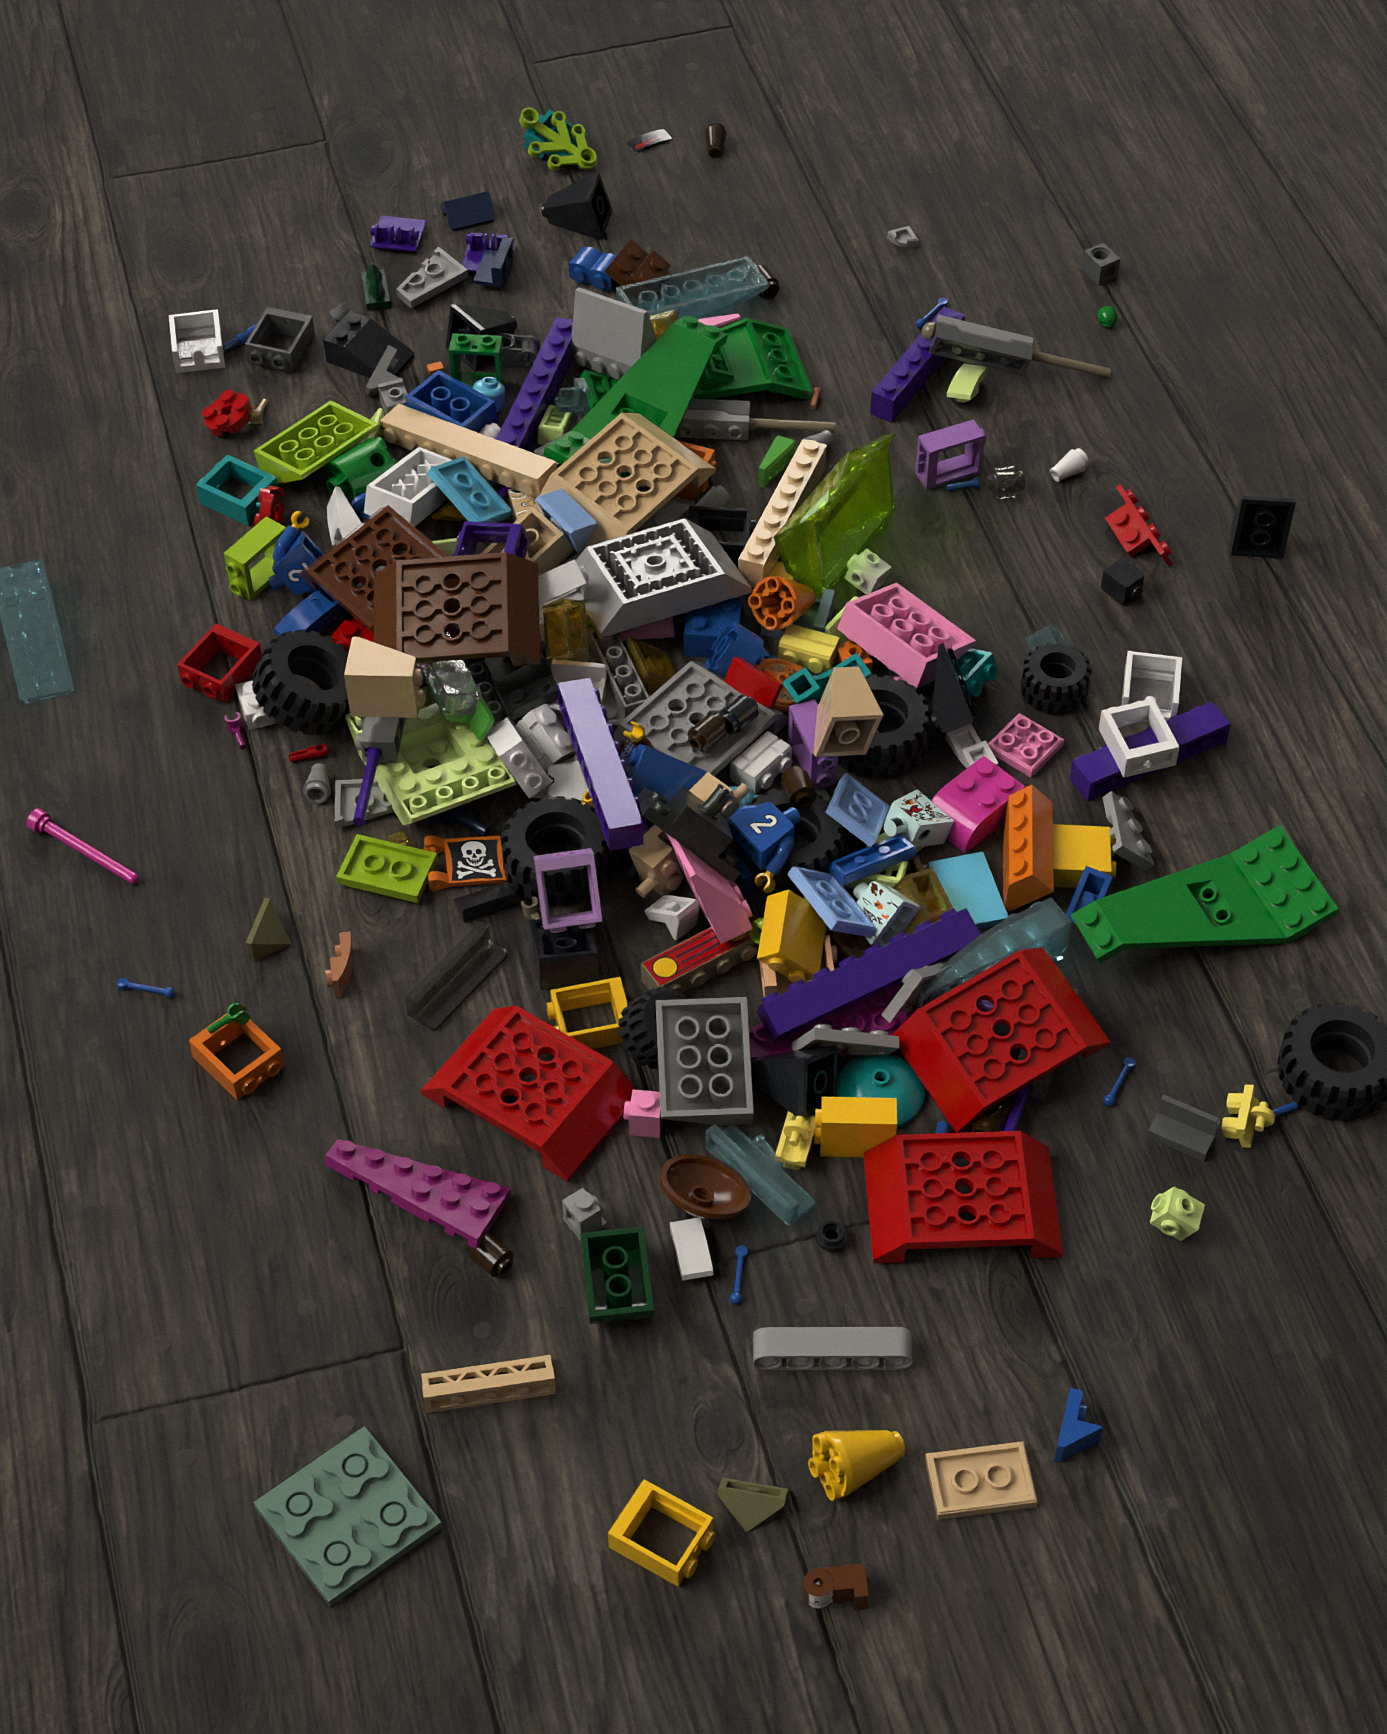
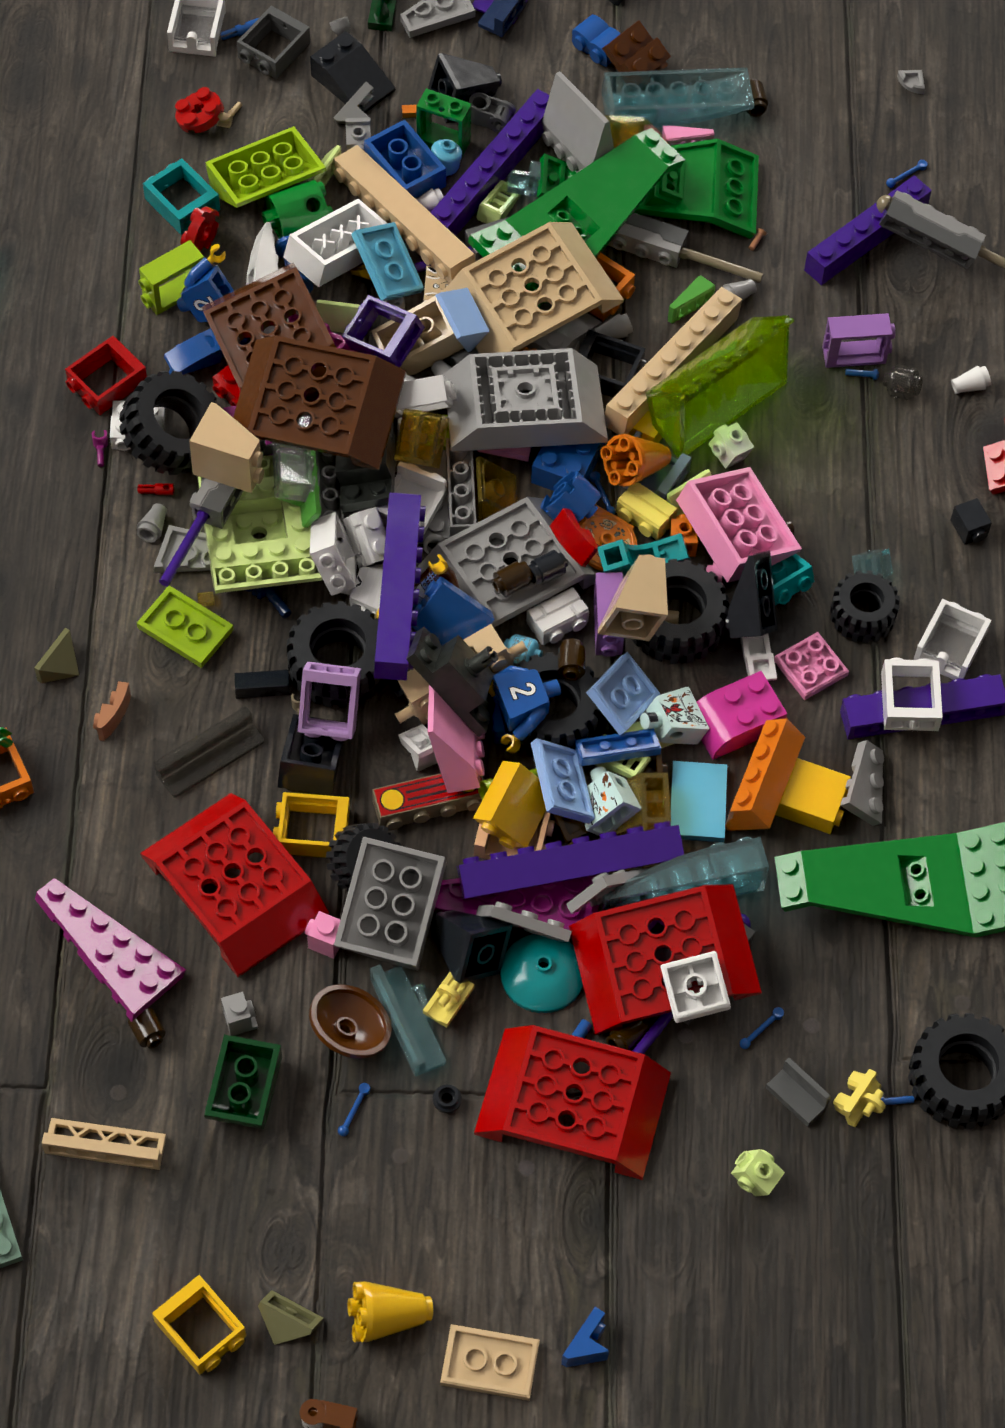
camera: 15 degrees right, 10 degrees up
(467, 861) = (260, 640): flag -> none
(691, 1249) = (320, 1074): white slope -> none
(832, 1348) = (407, 1204): light grey beam -> none
(854, 1125) = (501, 1003): yellow brick -> none
(966, 382) = (907, 262): yellowish green slope -> none
(1054, 1029) = (707, 972): none -> white brick
(1091, 887) = (808, 835): blue slope -> none

